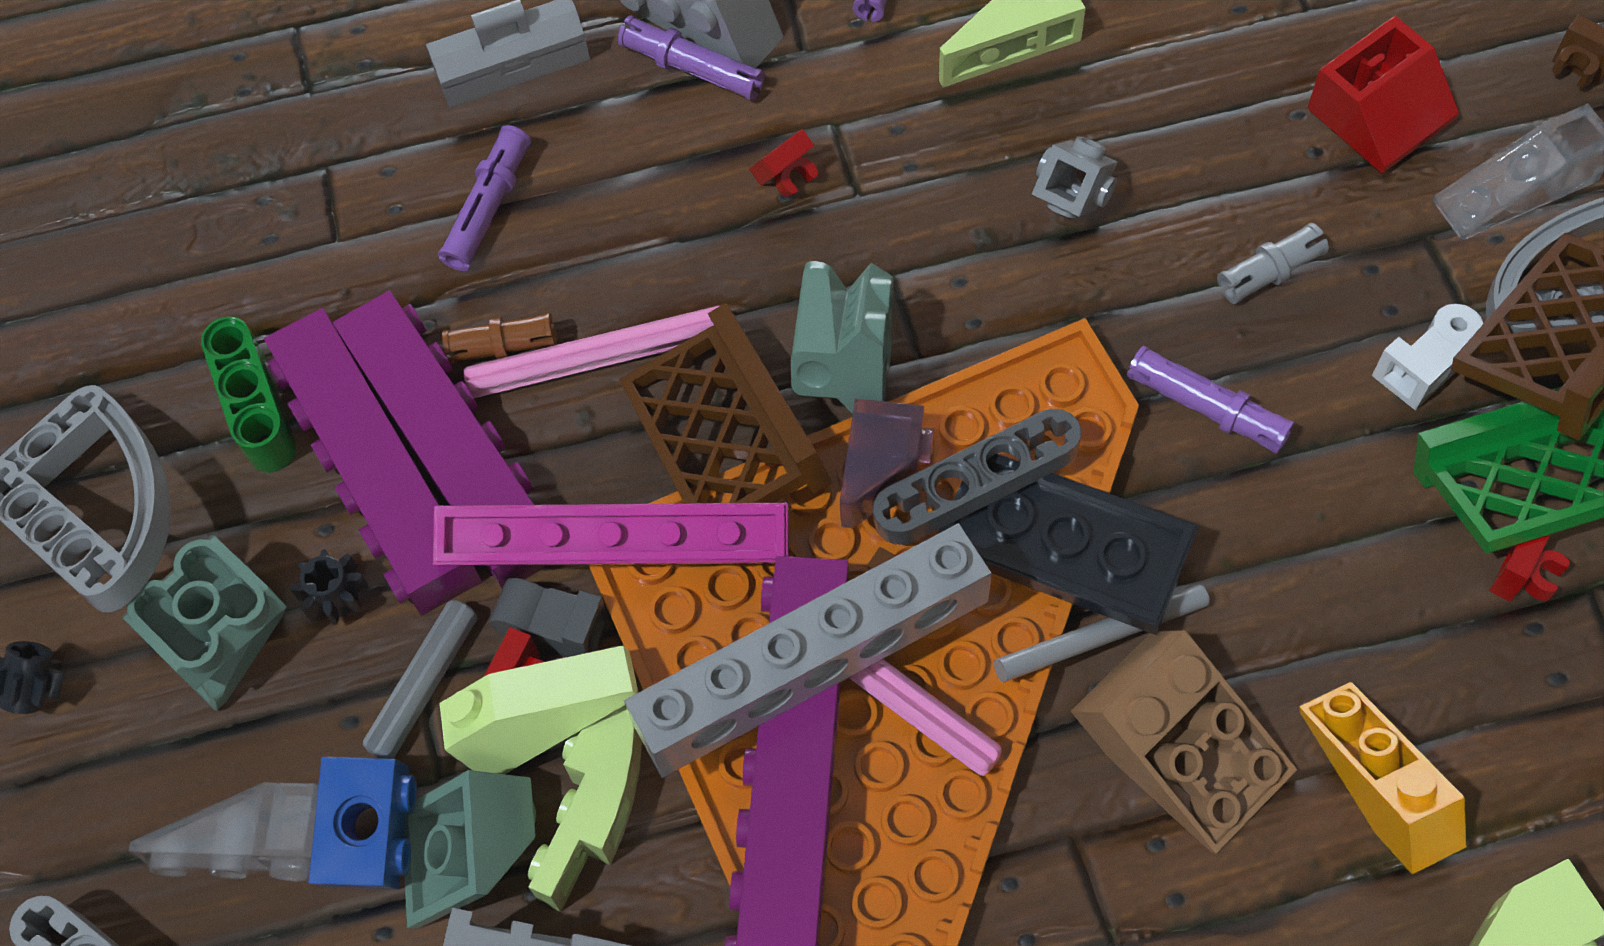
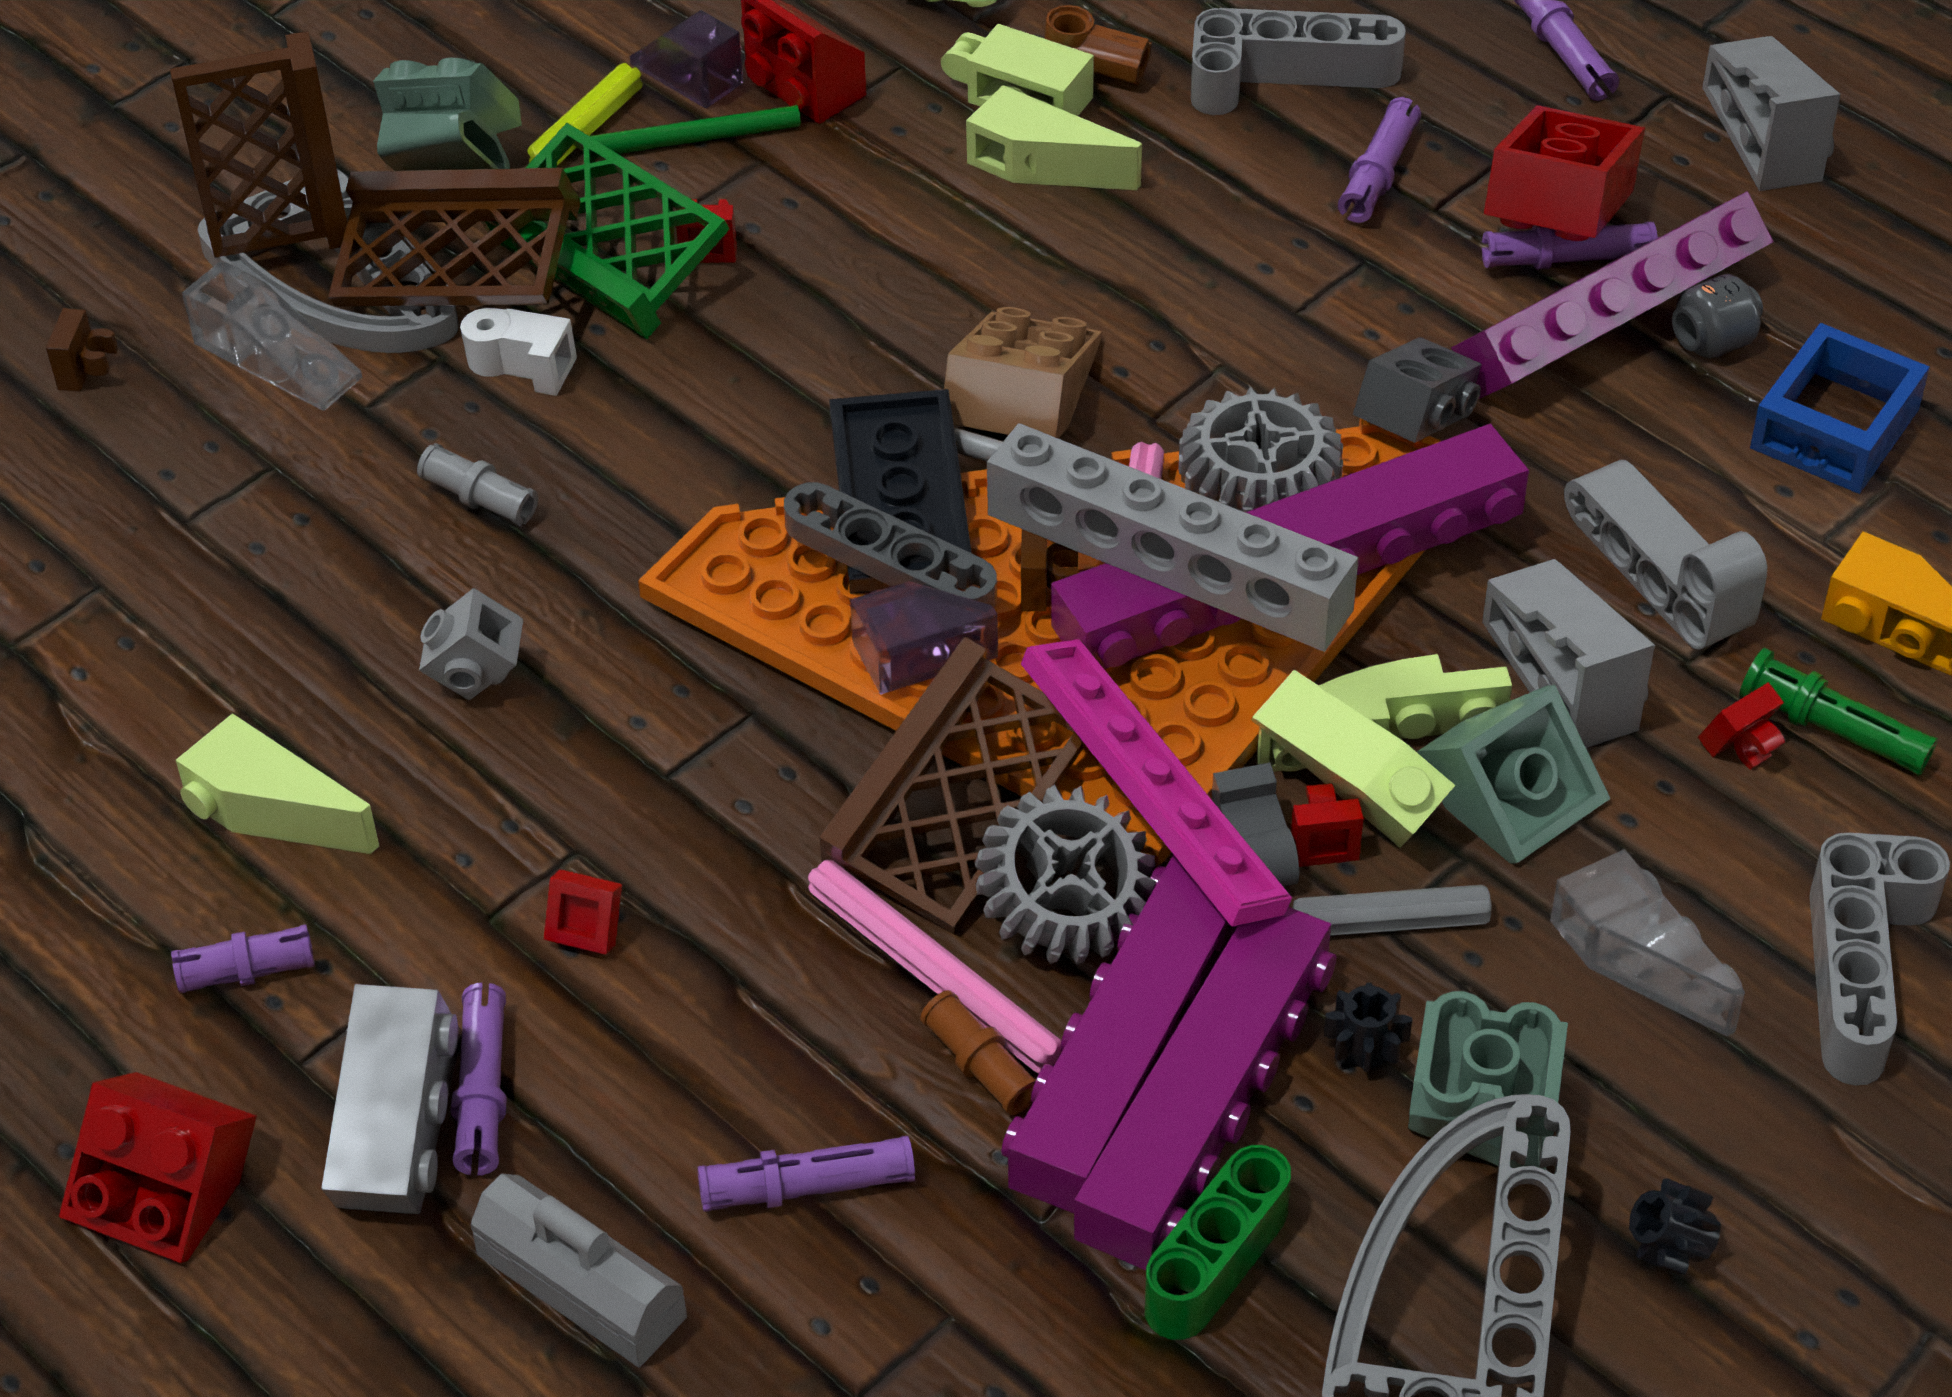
camera: 125 degrees left, 15 degrees down
(346, 791) = (1553, 839): blue brick -> none
(596, 437) = (1033, 834): none -> light grey gear
(843, 335) = (804, 706): sand green piece -> none
(936, 855) = (1258, 449): none -> light grey gear
(1221, 405) = (670, 456): medium lavender pin -> none
(1385, 95) = (215, 469): red slope -> none
(1389, 778) = (963, 247): light orange slope -> none

